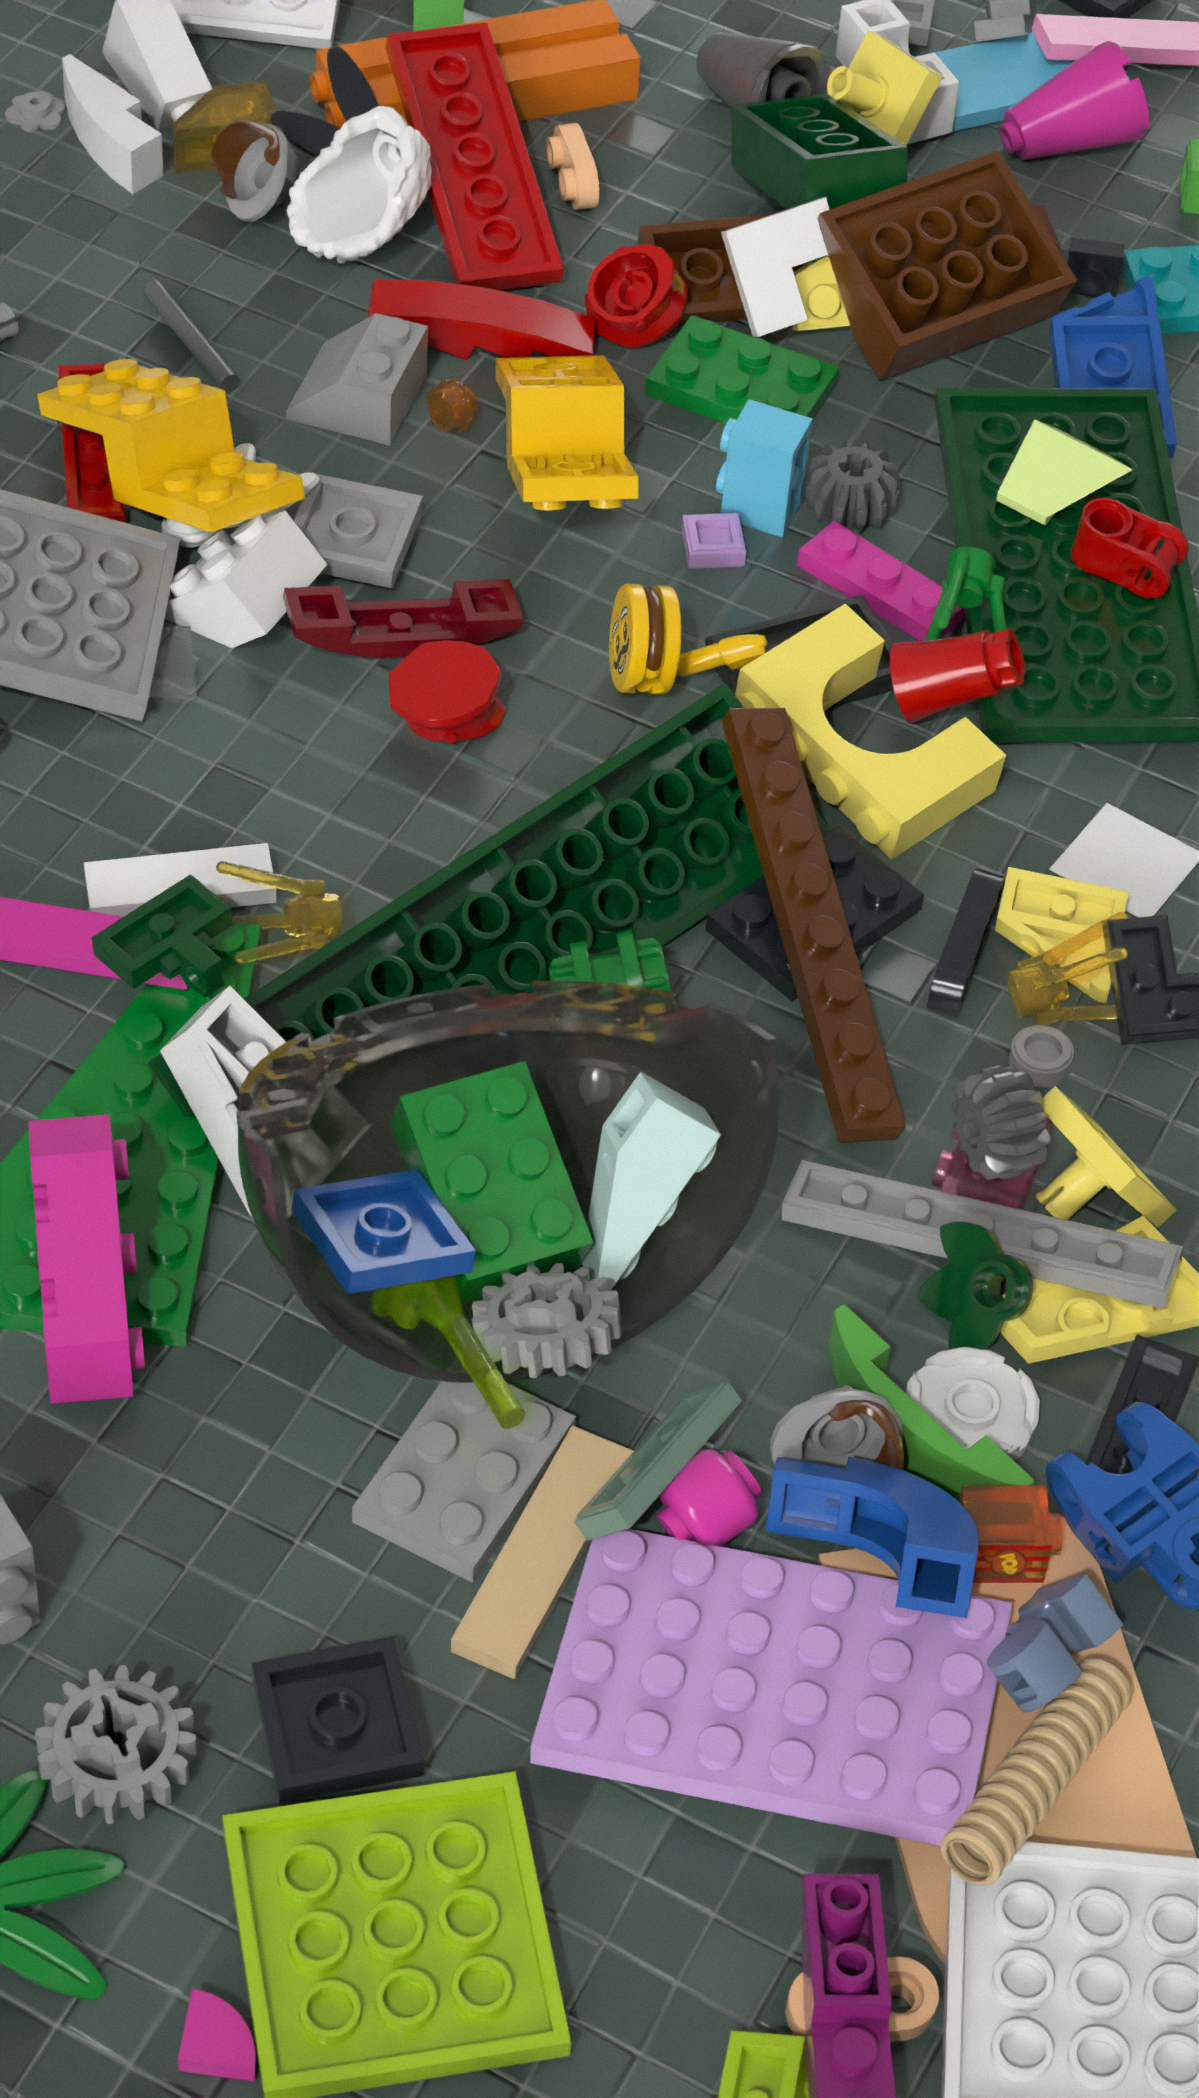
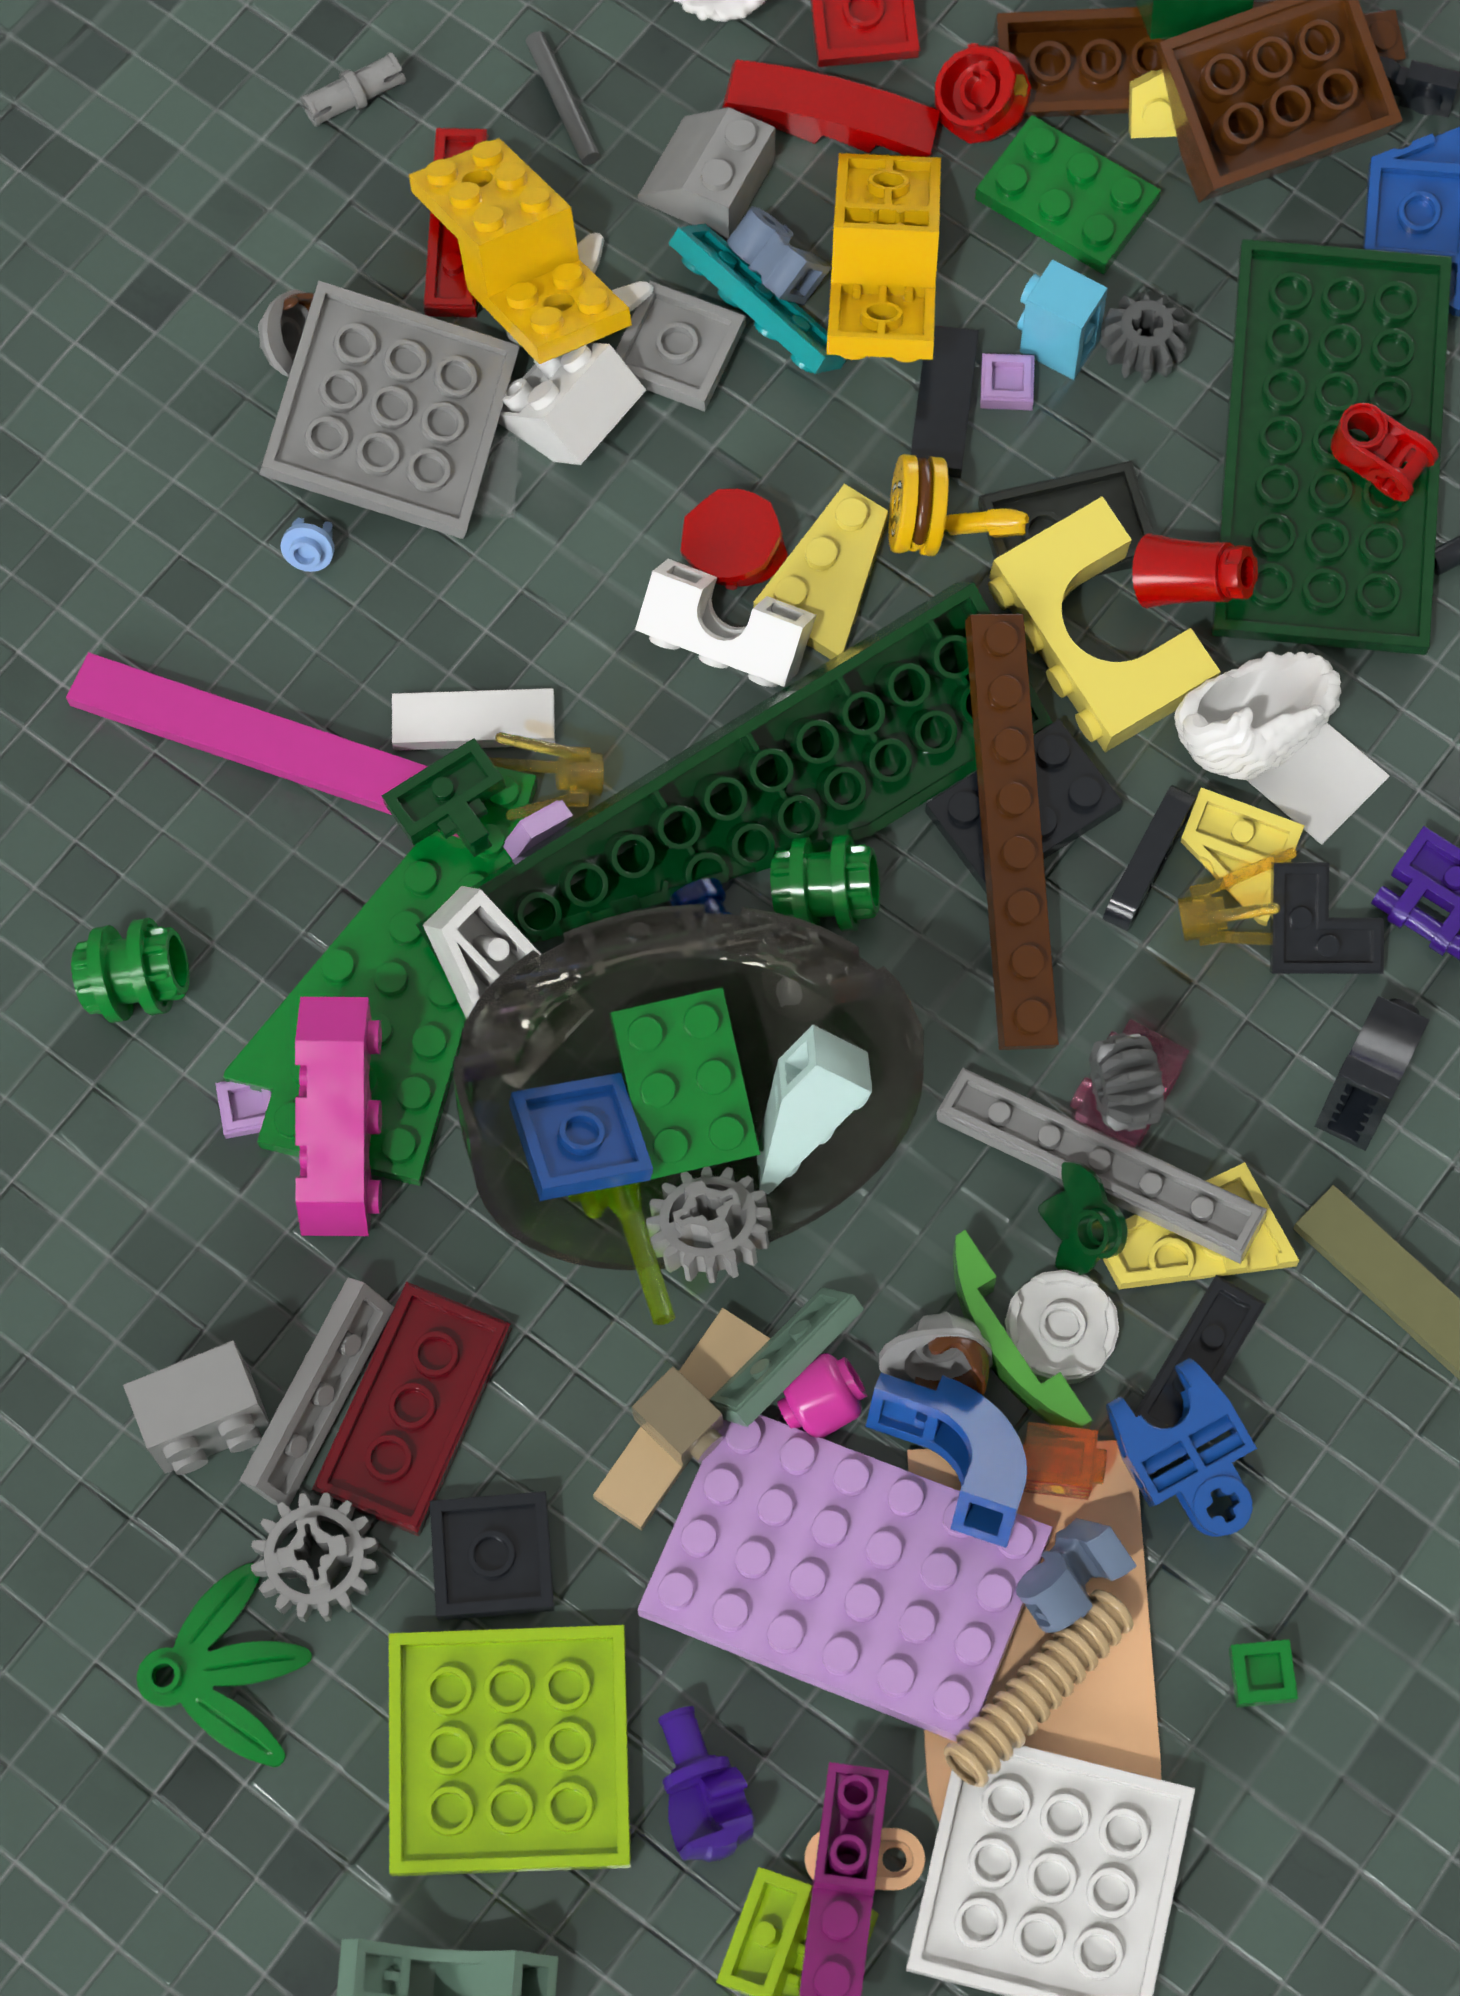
camera: 15 degrees right, 20 degrees up
(93, 1564) = (317, 1393): none -> light grey plate
(213, 1575) = (412, 1408): none -> dark red tile
(216, 2040) = (361, 1816): dark pink tile -> none
(272, 960) = (537, 828): none -> lavender tile
(397, 627) = (707, 456): dark red slope -> none
(399, 754) = (681, 615): none -> white arch
(451, 405) = (790, 205): clear orange plate -> none
(451, 442) = (783, 268): none -> sand blue leg
(452, 495) = (737, 285): none -> teal plate
(461, 1477) = (612, 1349): light grey plate -> none
(544, 1533) = (679, 1418): none -> dark tan brick
(552, 720) = (832, 568): none -> light yellow wing
(648, 1950) = (705, 1794): none -> dark purple piece
(650, 542) = (945, 397): none -> black tile
(764, 259) = (1105, 70): white tile -> none
(886, 583) = (1154, 446): dark pink plate -> none
(966, 585) = (1222, 474): green plant -> none
(1042, 1054) = (1194, 979): light grey tile -> none
(1054, 793) = (1258, 713): none -> white hair
(1055, 472) = (1335, 355): yellowish green slope -> none
(1098, 1165) = (1217, 1111): light yellow tile -> none

